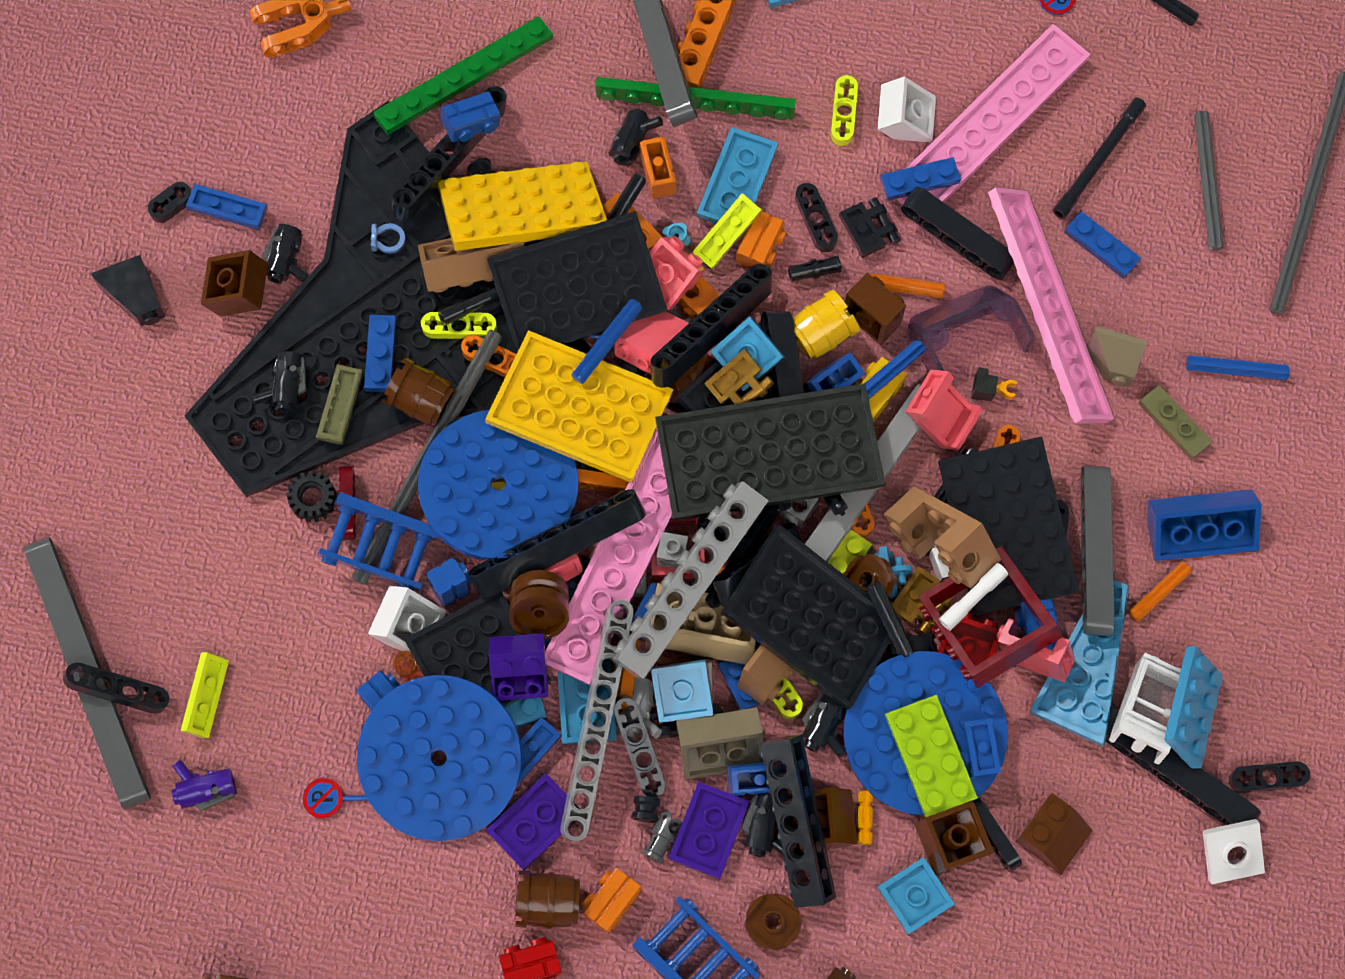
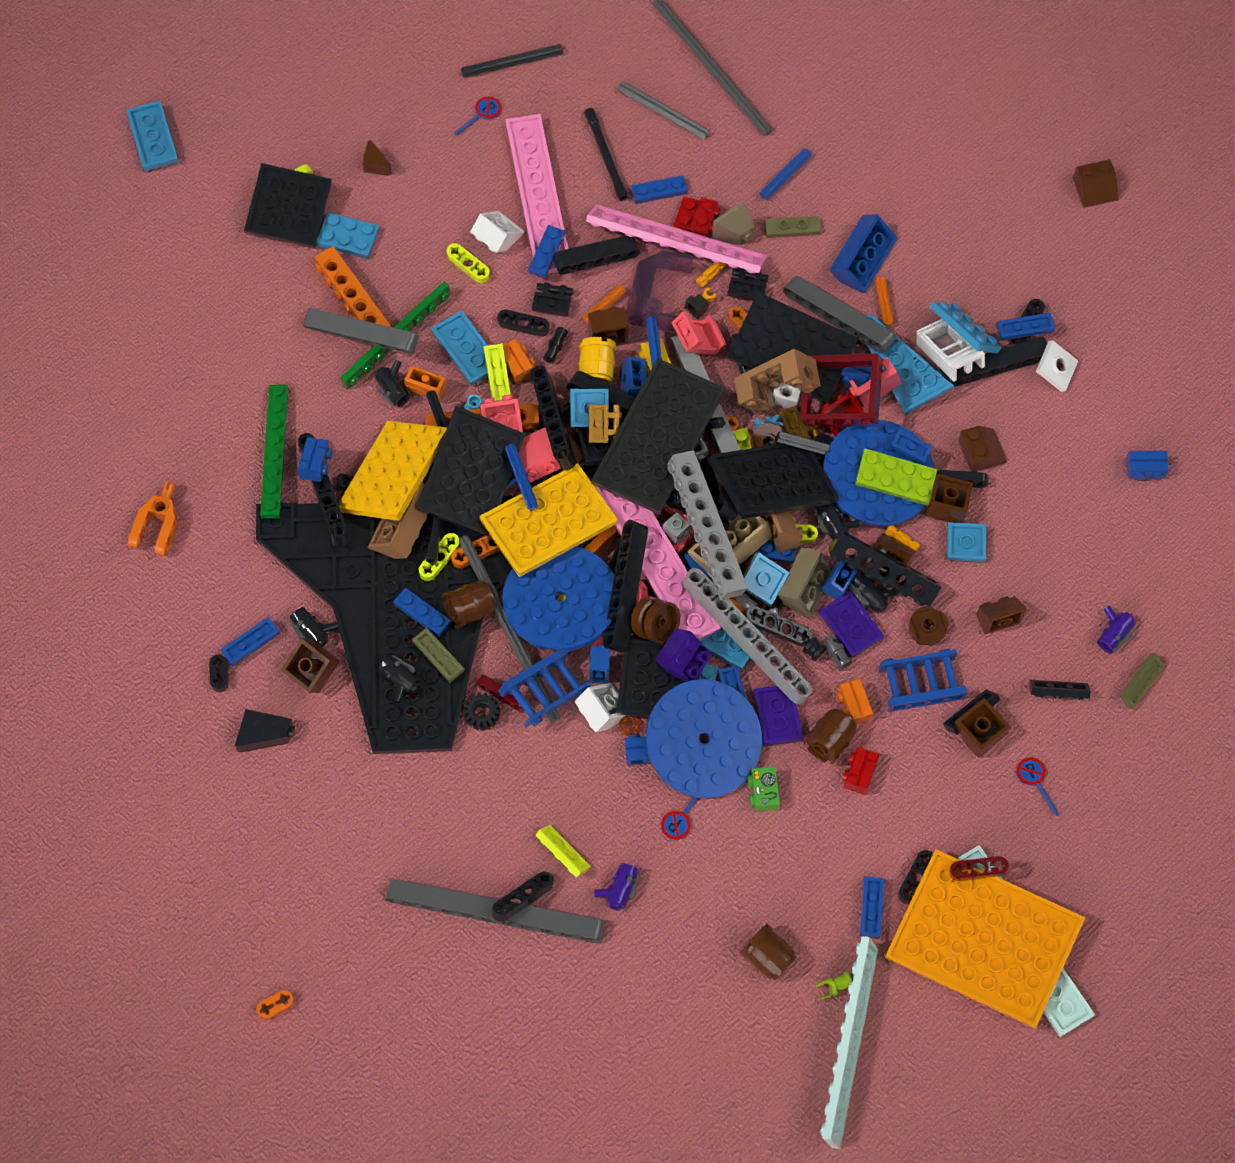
camera: 55 degrees left, 5 degrees down
(378, 245) = (348, 570): medium blue piece -> none
(429, 868) = (764, 789): none -> bright green brick
(985, 585) = (828, 398): white piece -> none
(1035, 372) = (709, 274): none -> light orange axle
(1049, 425) = (744, 288): none -> black plate
(1100, 306) = (697, 215): none -> red plate
(1256, 778) = (1025, 326): none -> blue plate

